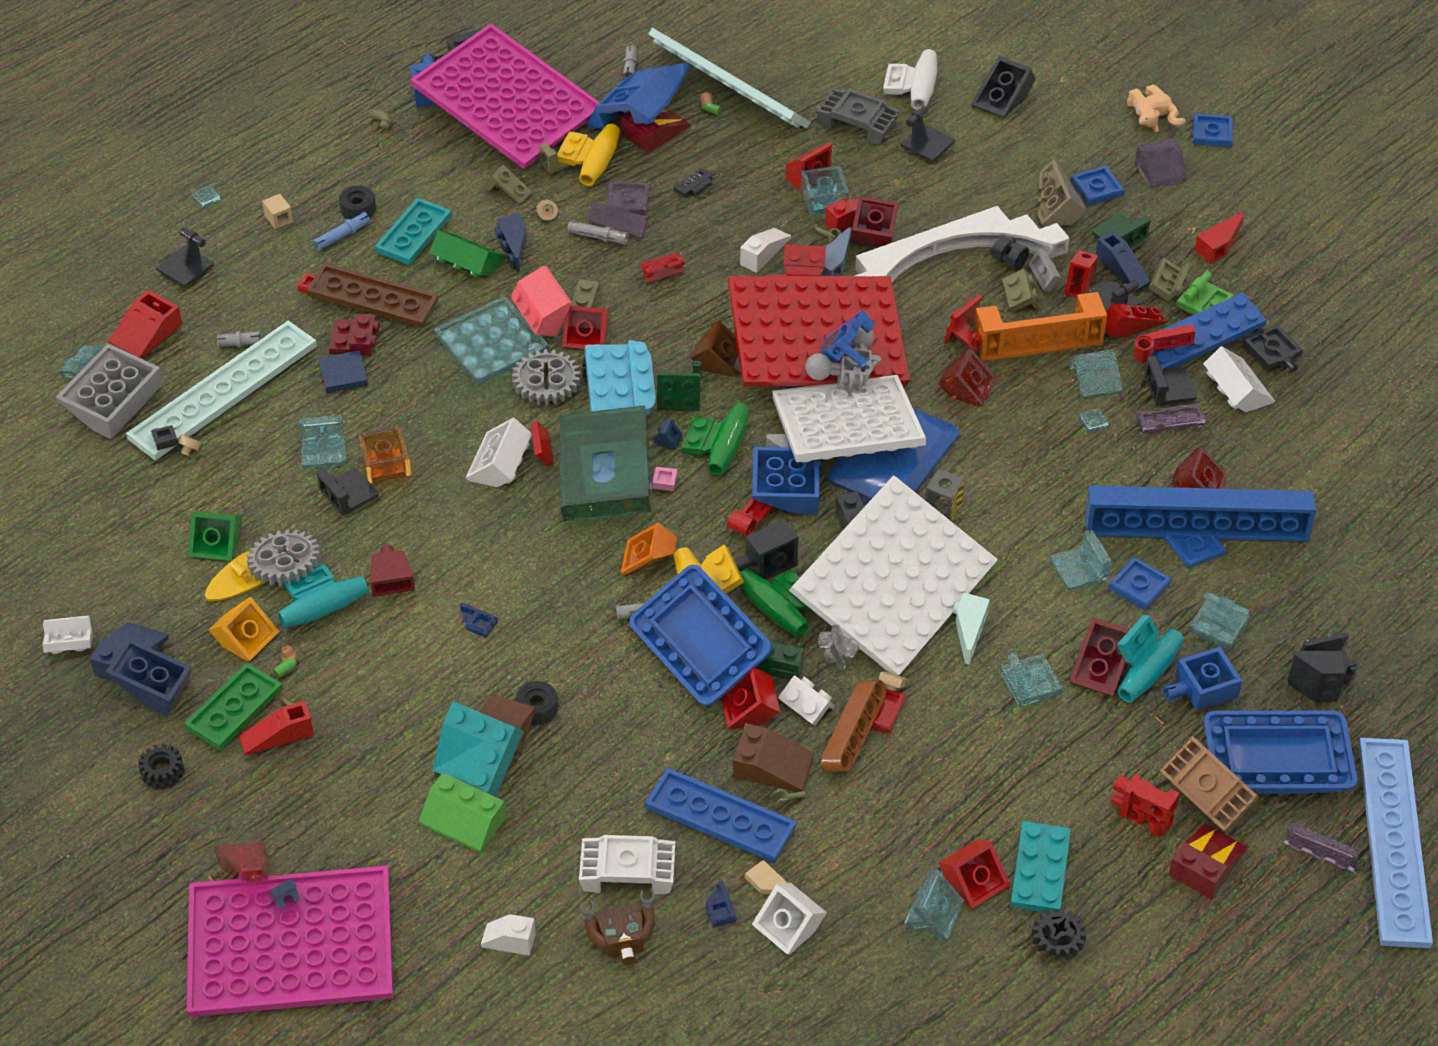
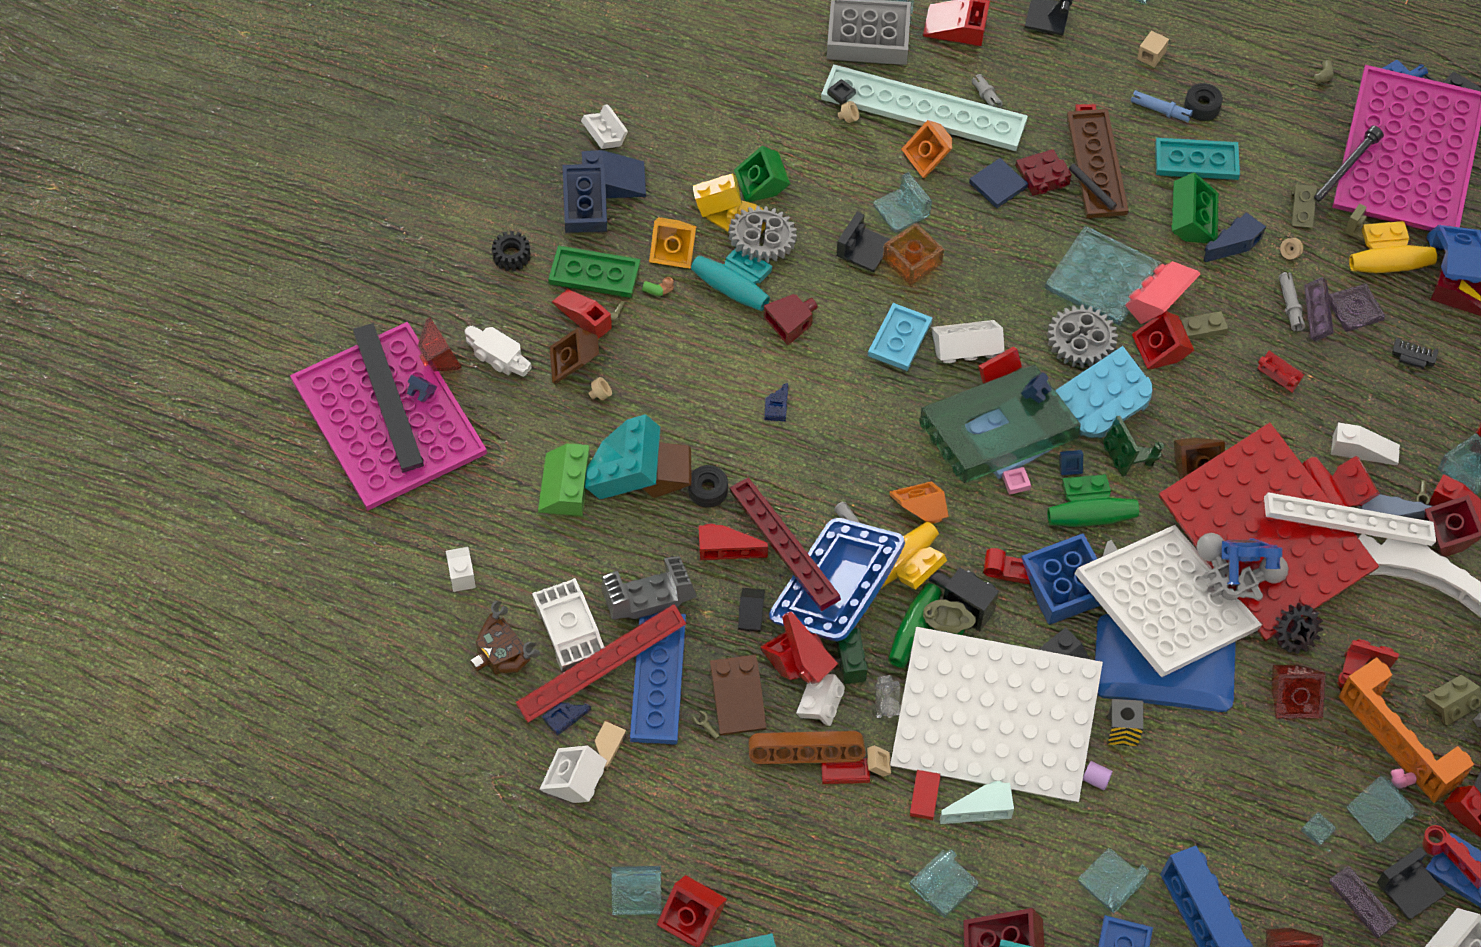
camera: 65 degrees right, 10 degrees up
(216, 571) = (717, 195): none -> yellow slope
(273, 928) = (388, 398): none -> black tile
(275, 402) = (928, 147): none -> orange slope
(275, 817) = (497, 350): none -> white hinge
(322, 757) = (572, 353): none -> reddish brown slope
(375, 749) = (600, 389): none -> tan tile
(399, 305) = (1092, 186): none -> black bar
(464, 501) = (900, 336): none -> medium azure plate
(483, 106) = (1372, 136): none -> black piece
(591, 418) = (1035, 386): none -> dark blue tile
(607, 710) = (721, 542): none -> red slope
(630, 784) = (648, 594): none -> dark grey plate
(640, 660) = (785, 544): none -> dark red plate
(686, 717) = (751, 609): none -> black slope
(686, 852) = (600, 663): none -> red tile
(768, 677) = (808, 653): none -> red slope
(783, 570) = (948, 616): none -> olive arm
(845, 269) = (1349, 519): none -> white plate
(915, 352) = (1298, 628): none -> black gear
(938, 662) = (925, 794): none -> red tile
(982, 534) = (1097, 775): none -> lavender beam
(1077, 348) = (1402, 780): none -> bright pink arm

